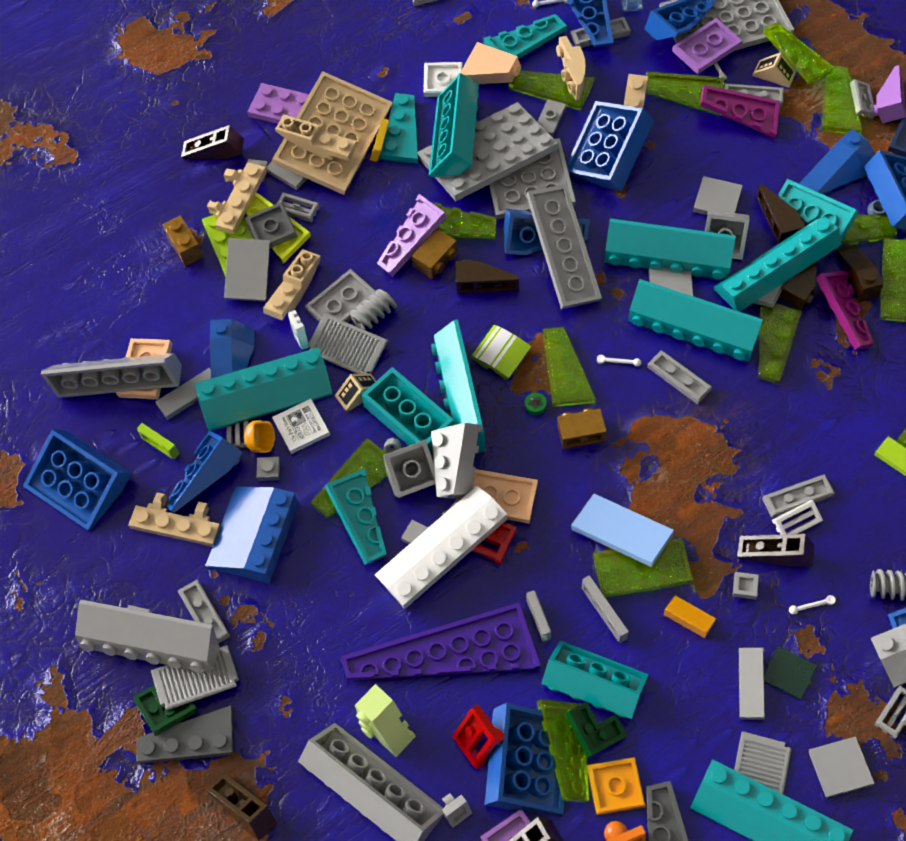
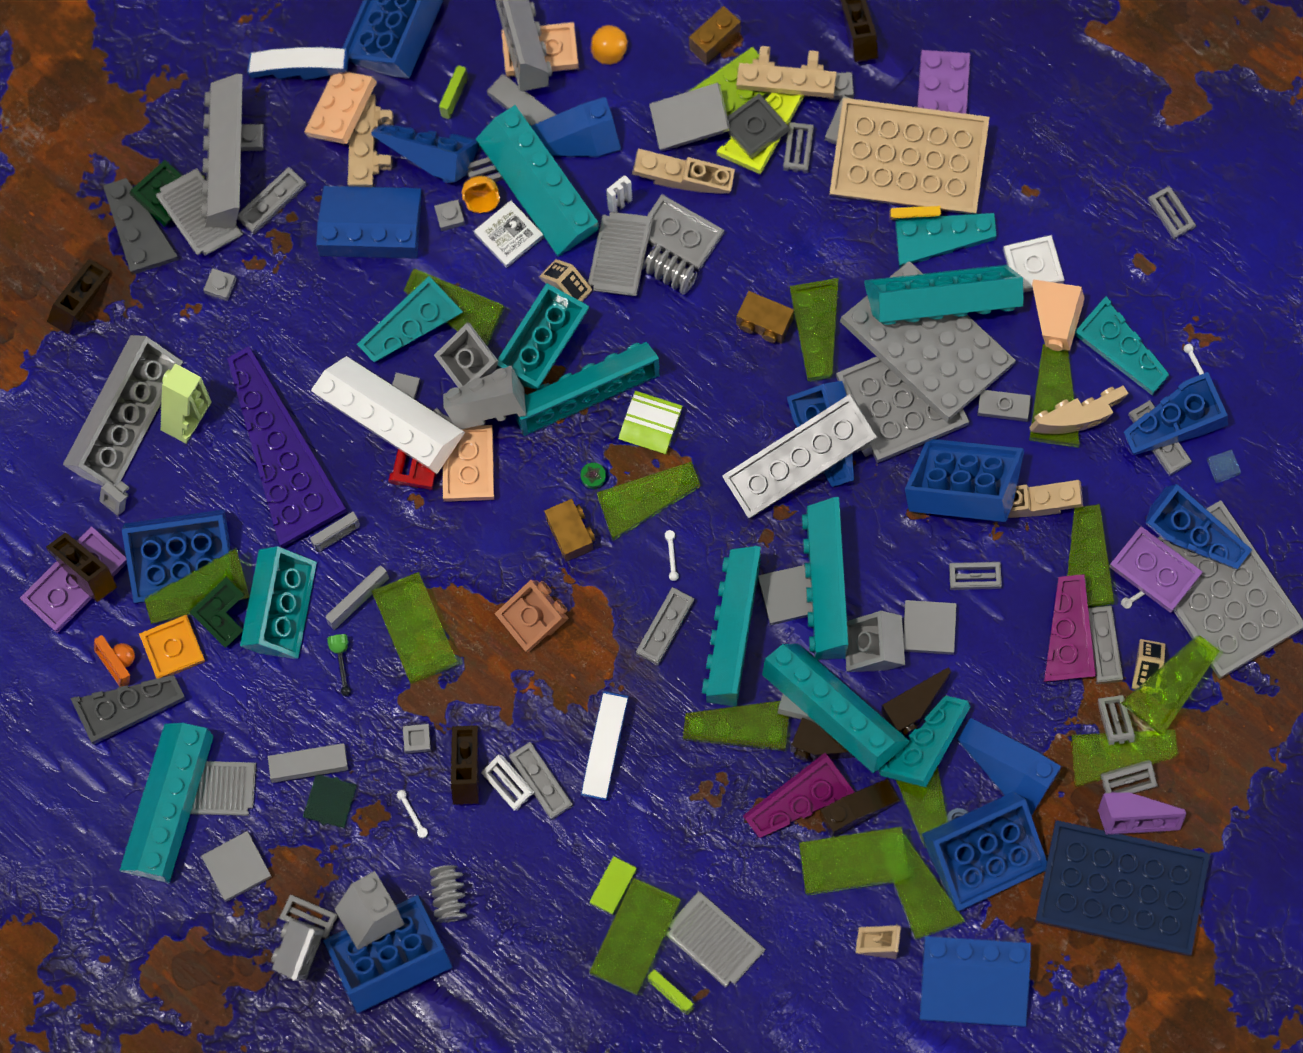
camera: 75 degrees right, 10 degrees up
(80, 562) = (302, 61): none -> white slope
(137, 534) = (340, 107): none -> light nougat plate
(159, 319) = (609, 44): none -> light orange hair
(270, 674) = (219, 284): none -> light grey plate
(311, 138) = (881, 137): tan slope -> none
(391, 441) = (502, 335): light grey hinge -> none
(419, 225) = (780, 284): wing -> none
(470, 733) = (192, 493): red plate -> none
(476, 276) = (743, 369): dark brown slope -> none
(622, 530) = (451, 597): light blue tile -> none
(645, 635) = (338, 645): none -> hinge
(651, 470) = (532, 614): none -> nougat plate
(679, 174) = (975, 576): none -> light grey tile
(689, 616) = (370, 687): light orange slope -> none
(777, 436) = (605, 745): none -> white slope
(816, 95) = (1119, 736): none -> light grey tile

